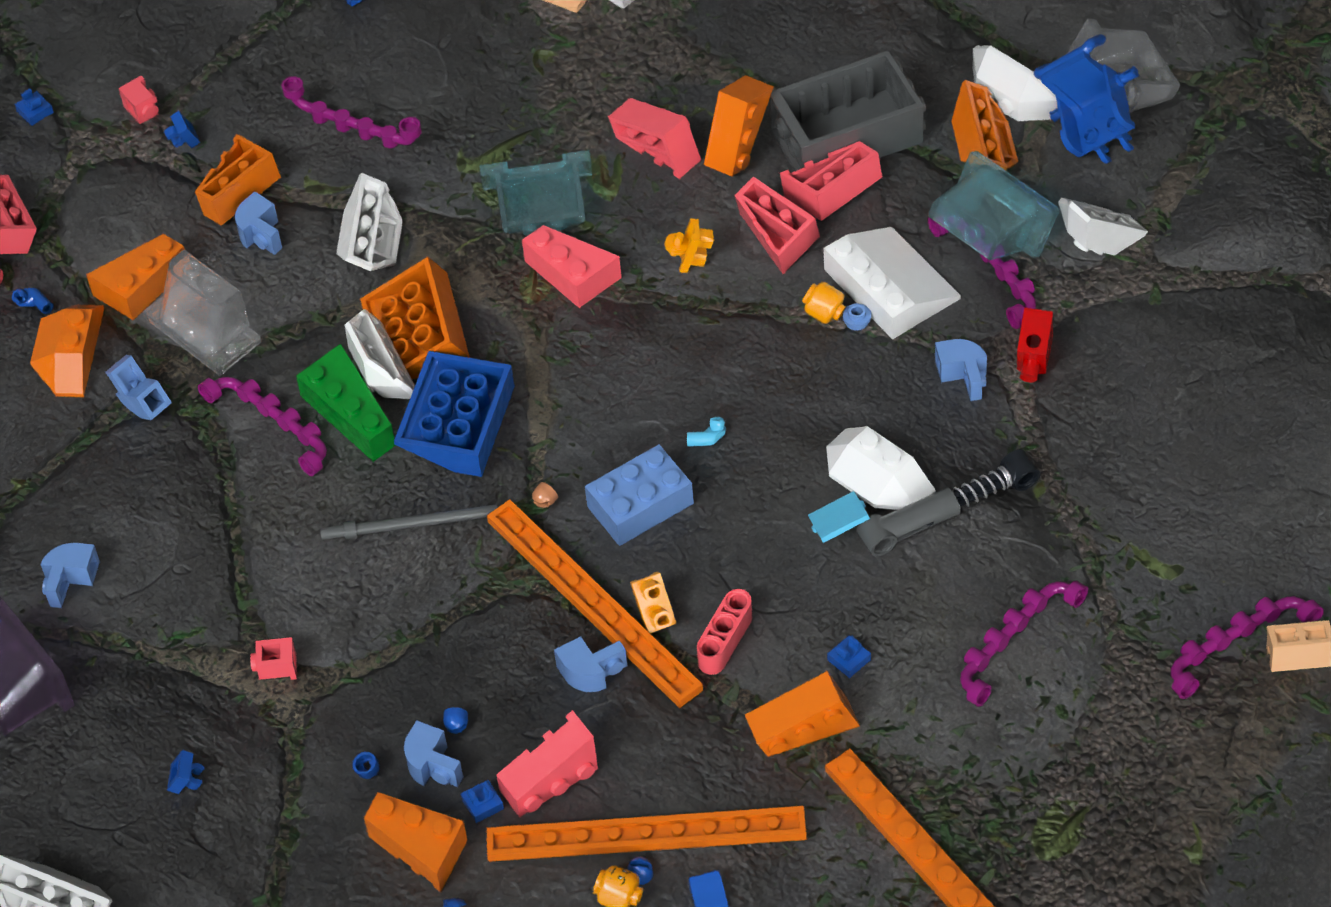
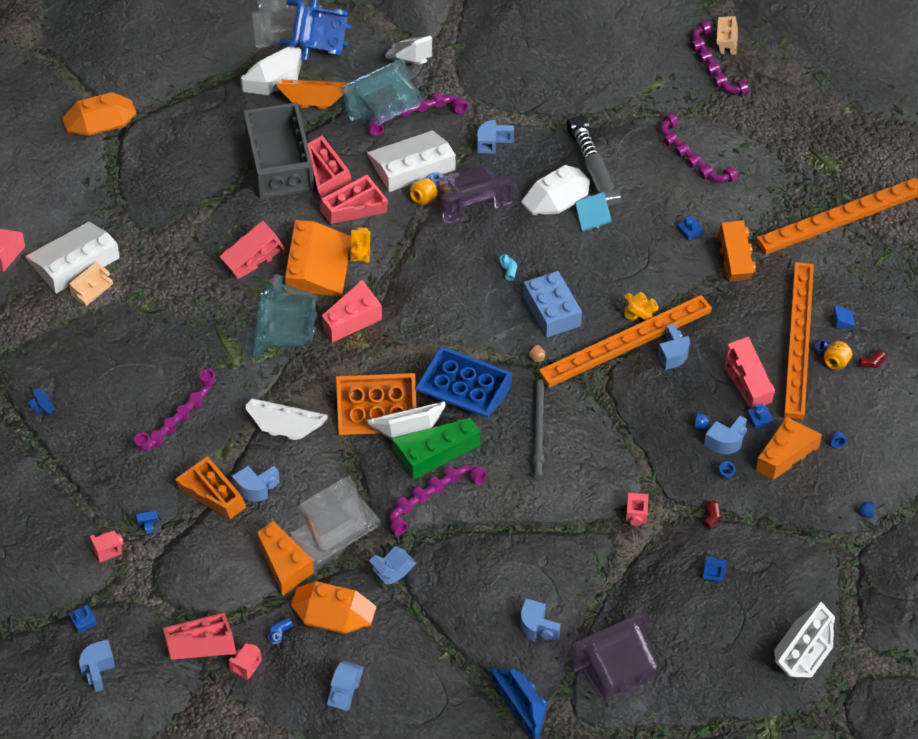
camera: 85 degrees left, 0 degrees up
(288, 761) = (714, 513): none -> dark red arm
(658, 201) = (318, 259): none -> orange slope
(725, 619) = (664, 279): coral beam -> none
(736, 124) = (275, 199): orange wedge -> none
(839, 353) = (472, 187): none -> clear purple windscreen
(1034, 343) = (490, 98): red torso -> none

